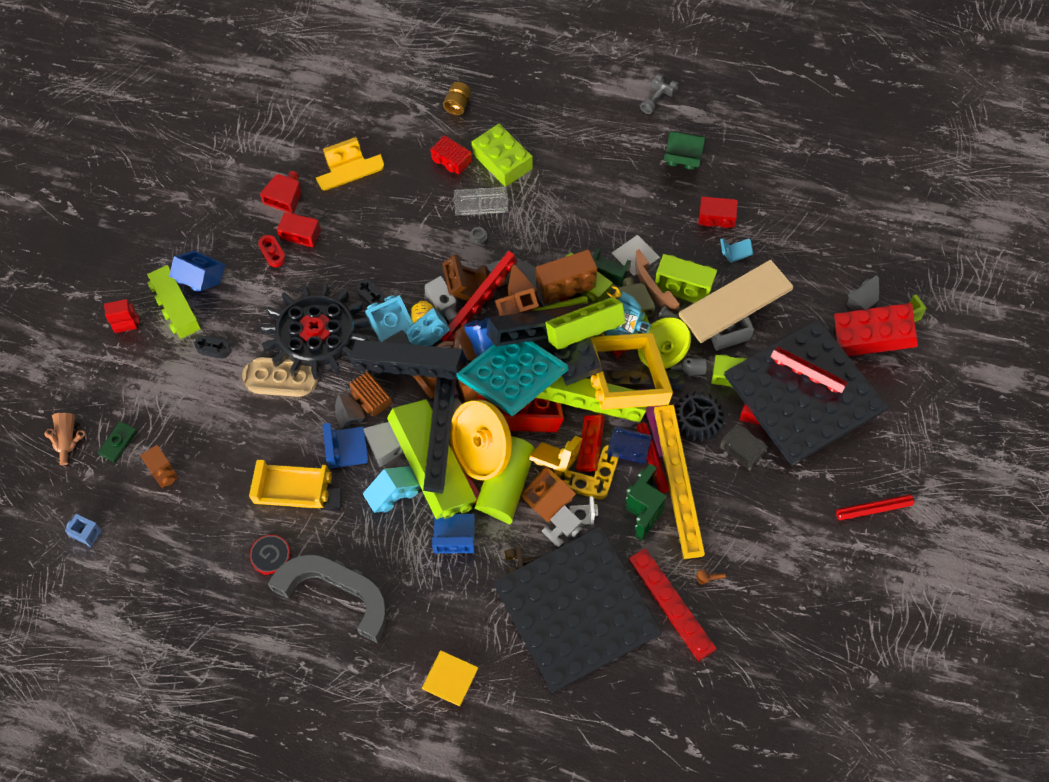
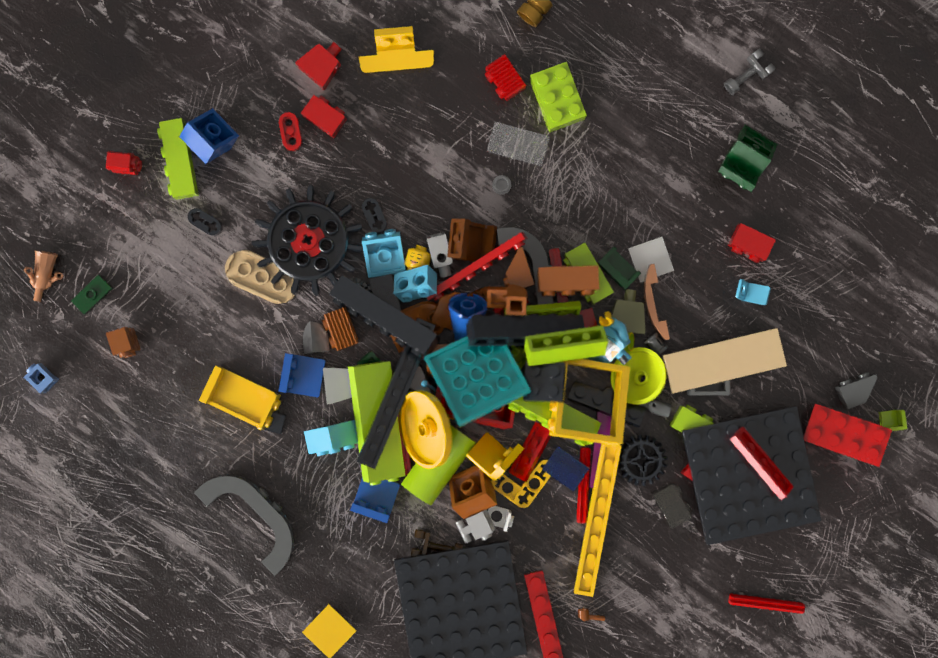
camera: 20 degrees right, 25 degrees up
(269, 554) = (204, 458): black tile -> none
(645, 501) = (557, 532): dark green bracket -> none
(685, 278) = (687, 314): lime brick -> none

